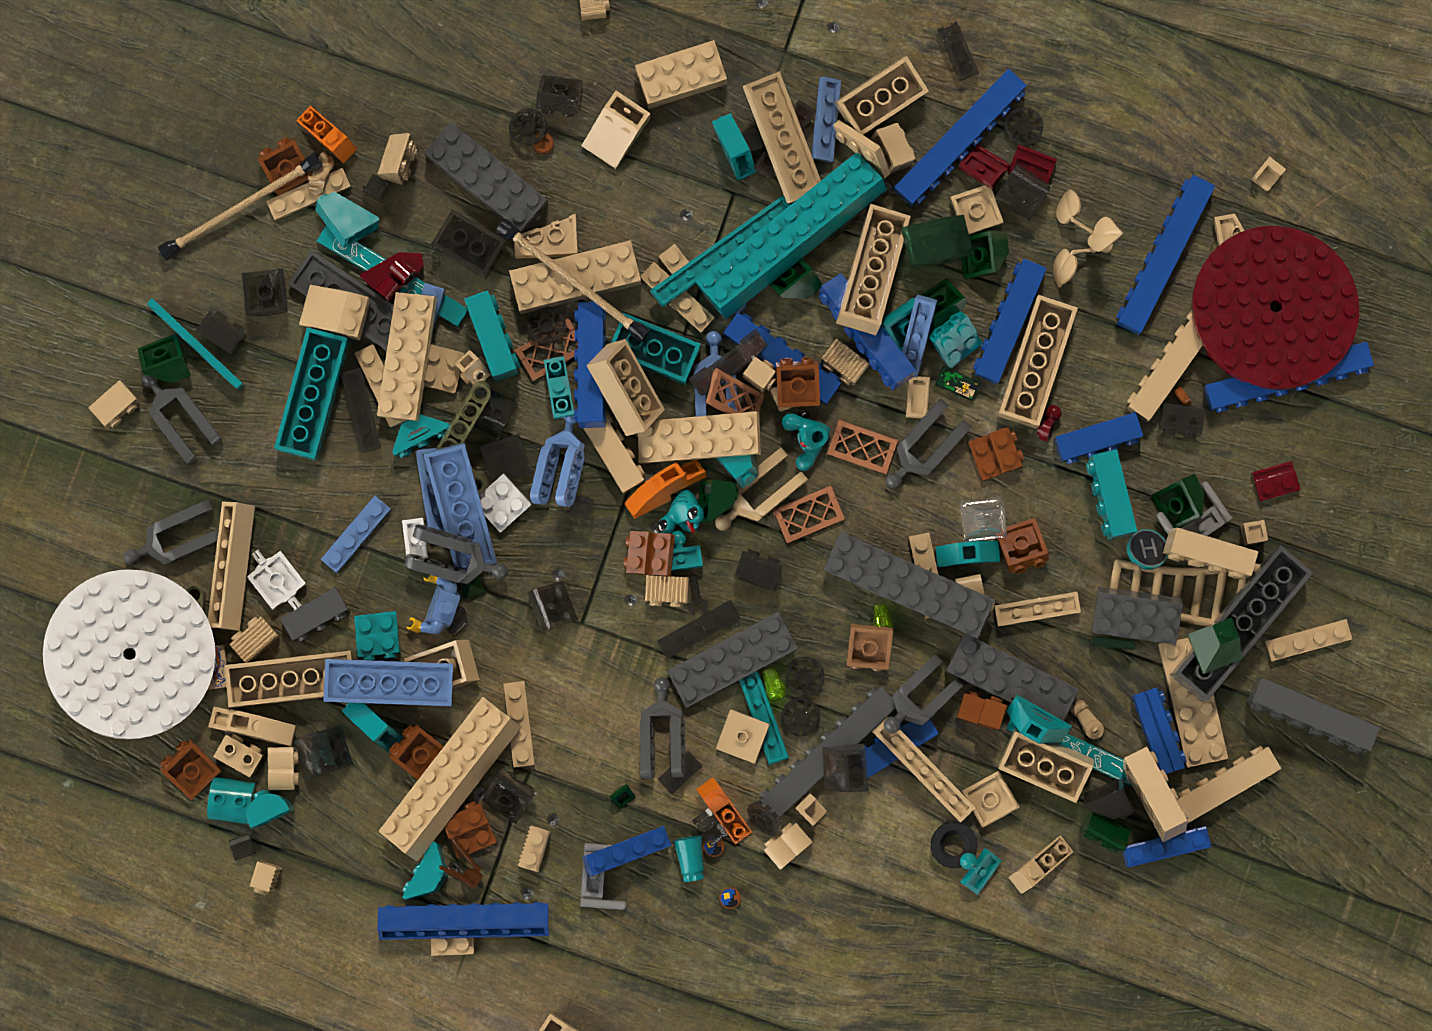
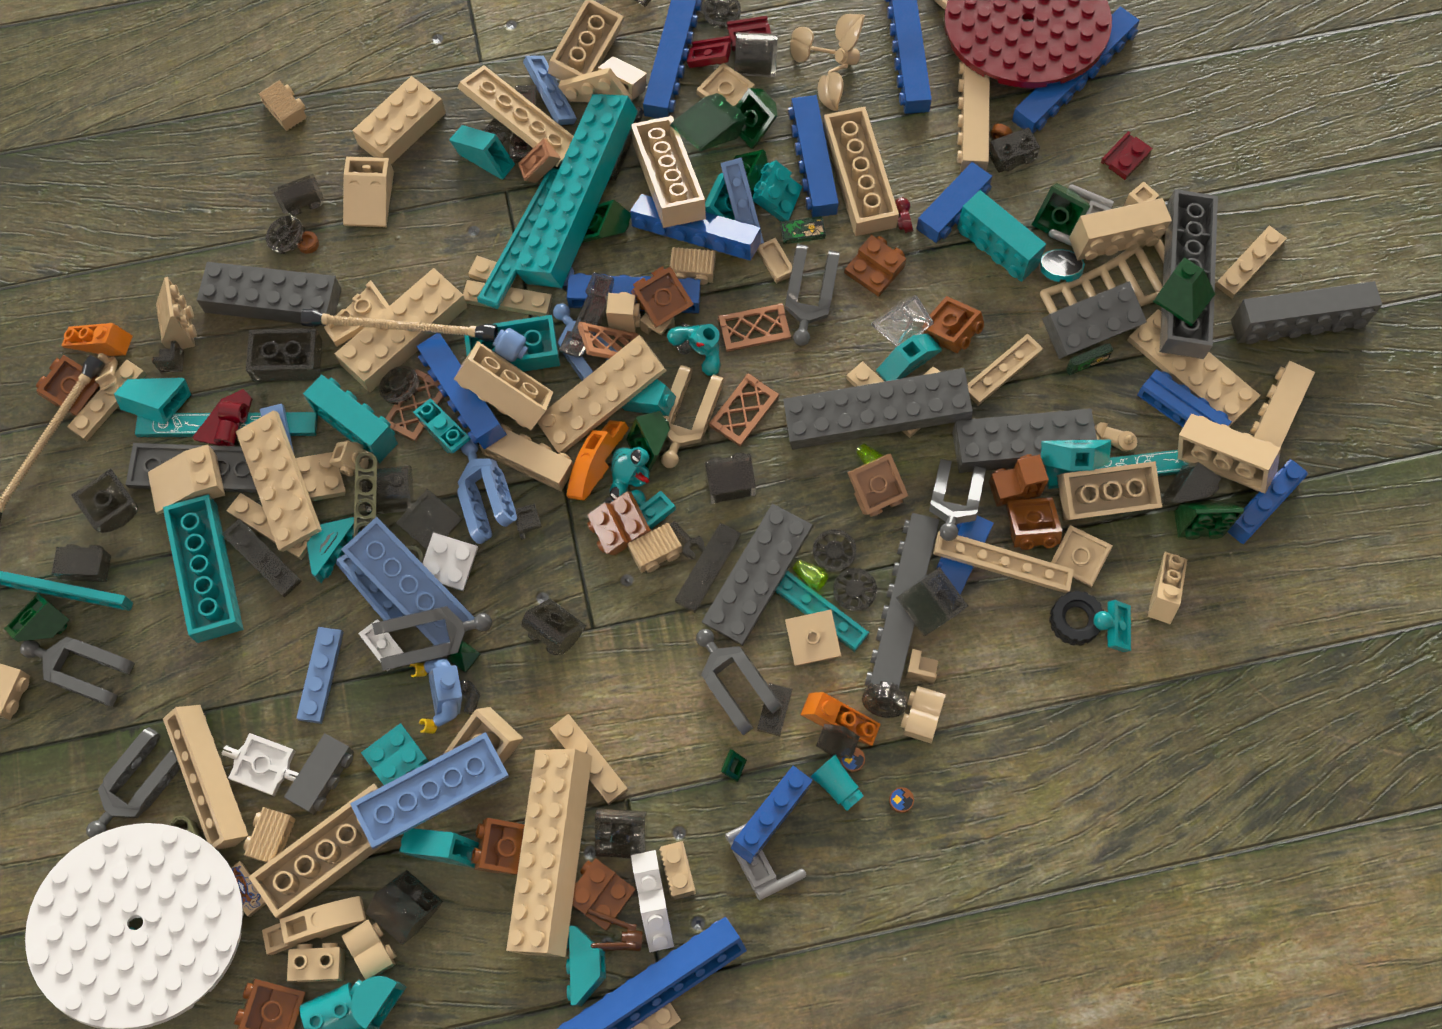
camera: 30 degrees left, 15 degrees down
(503, 858) = (652, 901): none -> white arch
(650, 355) = (510, 345): none -> medium blue head
(773, 189) = (538, 161): none -> nougat slope
(972, 750) = (1034, 523): none -> dark orange plate

